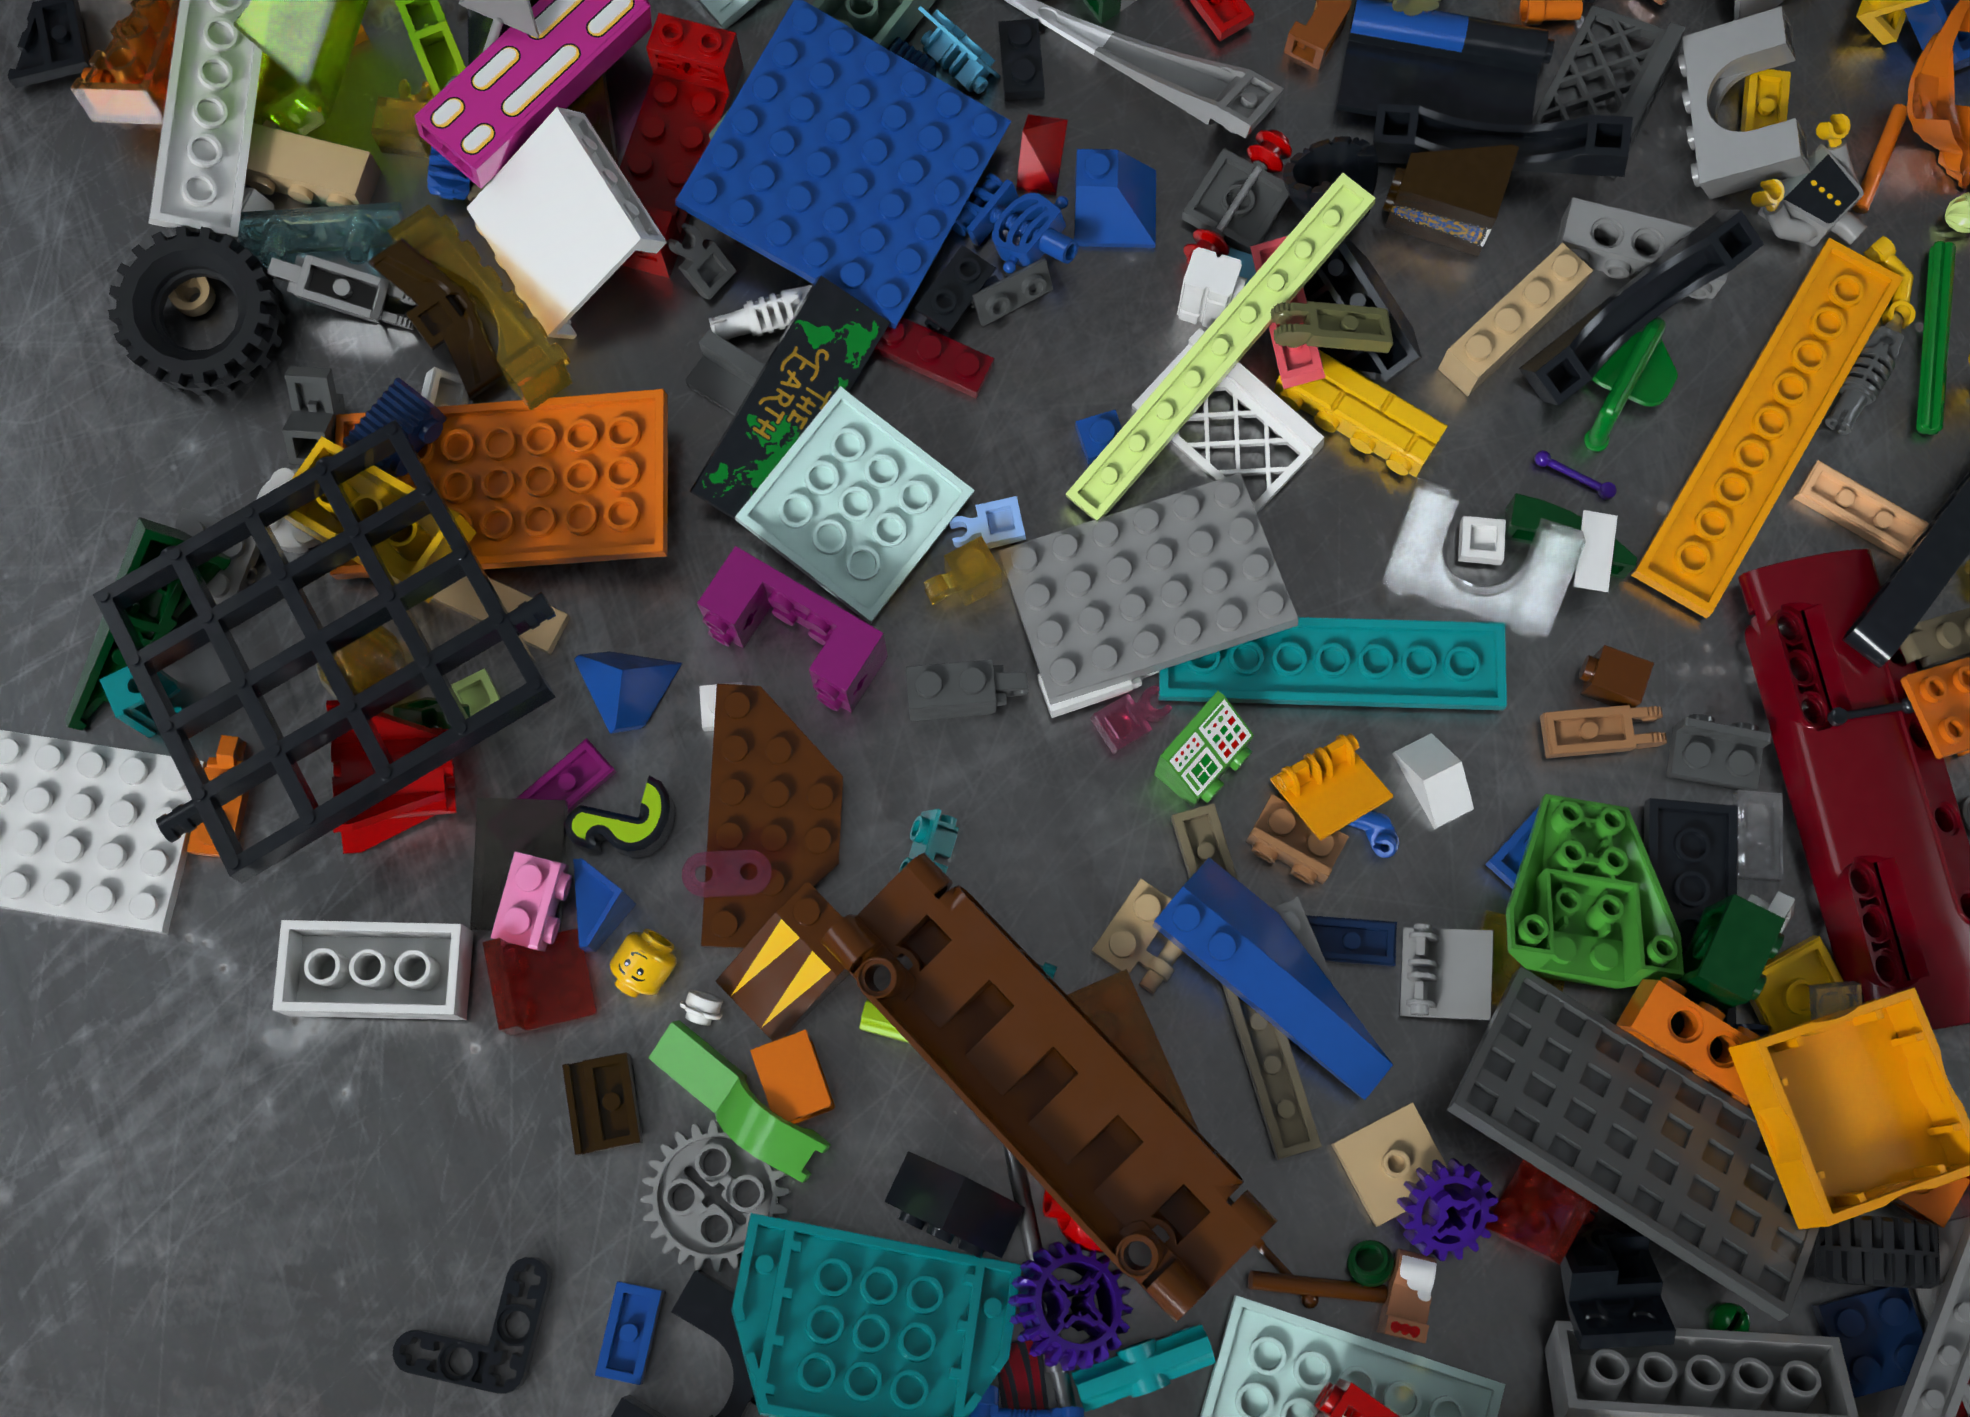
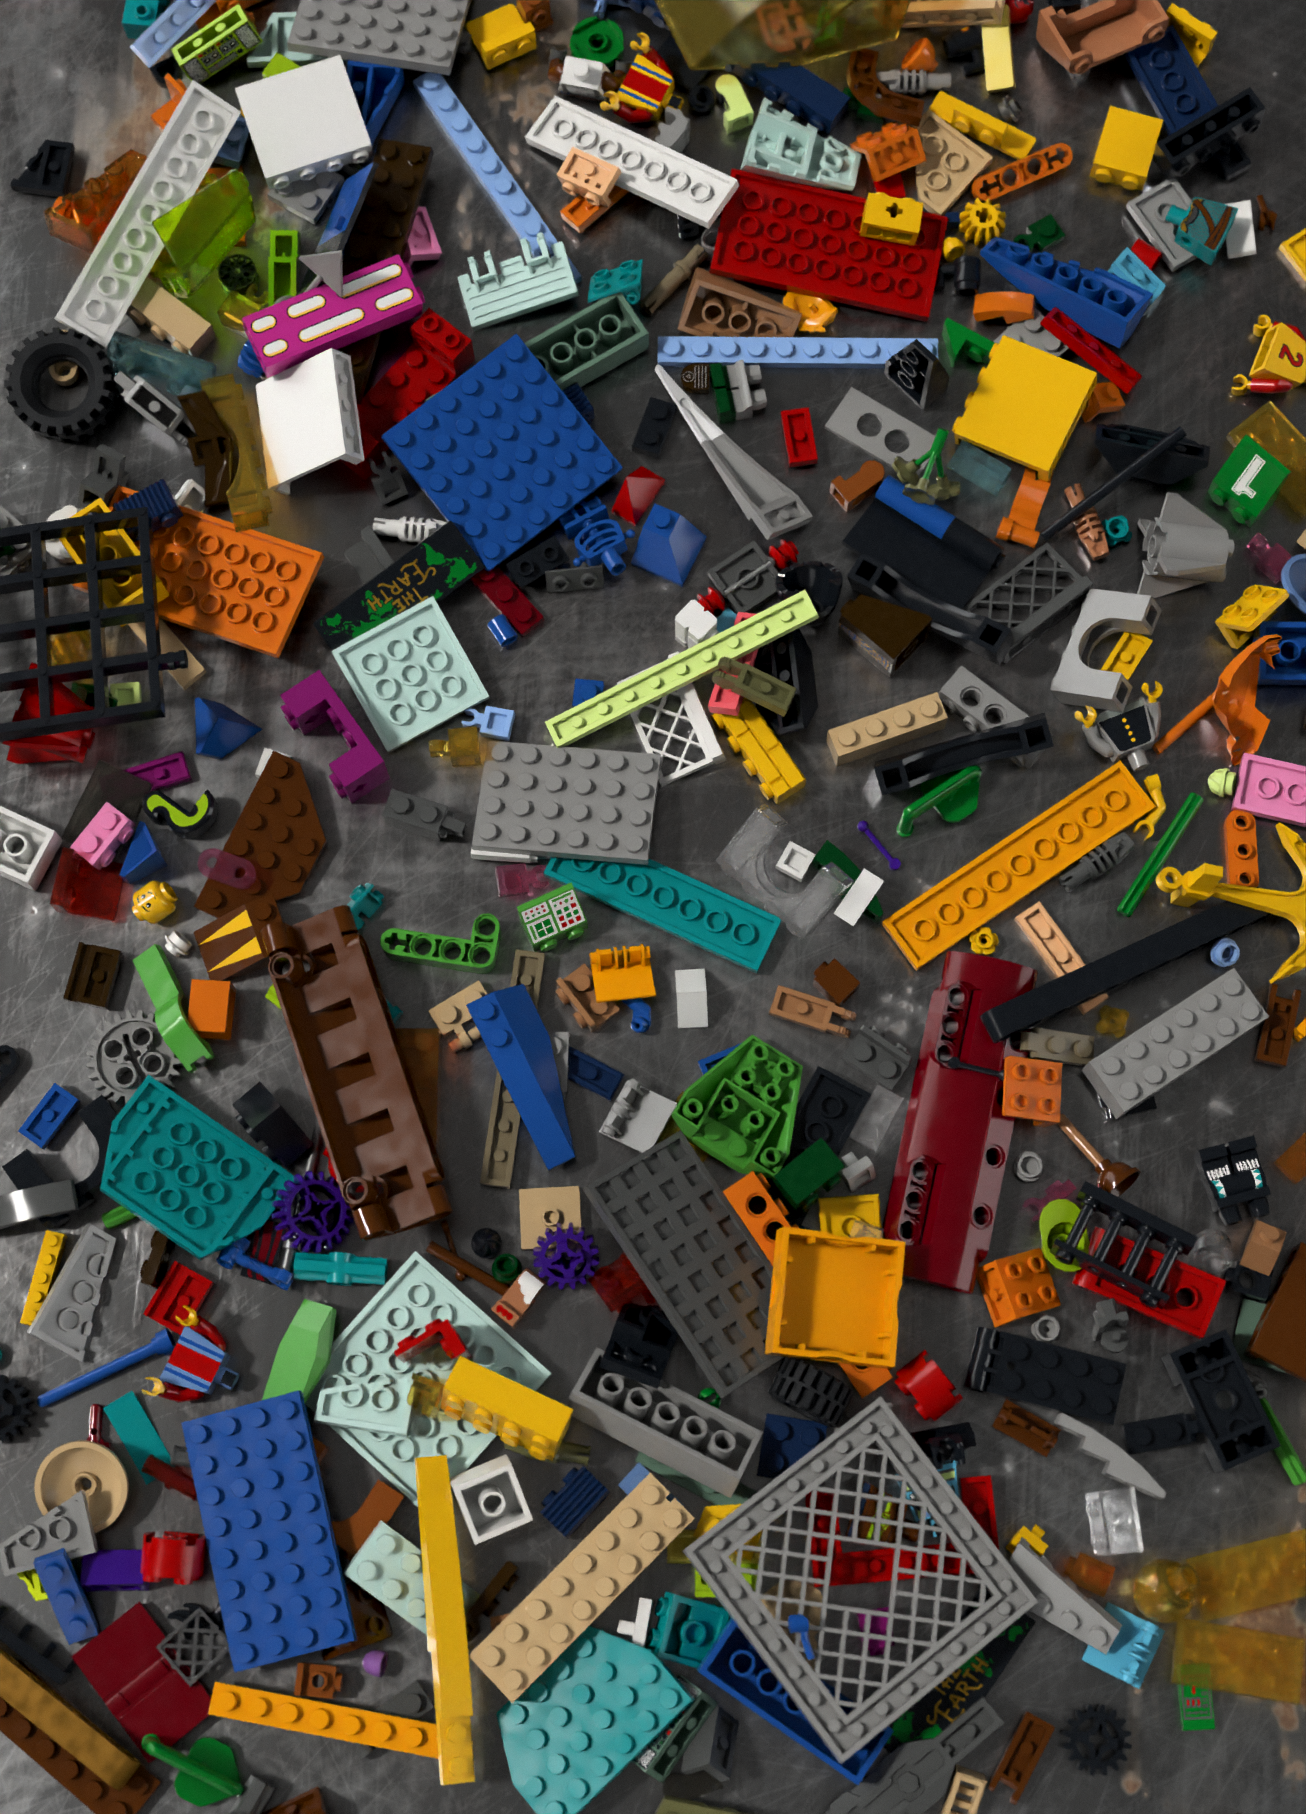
camera: 25 degrees right, 0 degrees up
(372, 70) = (237, 274): none -> pearl dark grey wheel
(948, 398) = (502, 630): none -> blue hinge
(957, 52) = (611, 403): medium azure hinge -> none
(1065, 852) = (441, 944): none -> bright green beam
(1325, 1239) = (486, 1243): none -> black plate
(1773, 553) = (980, 948): none -> yellow plate

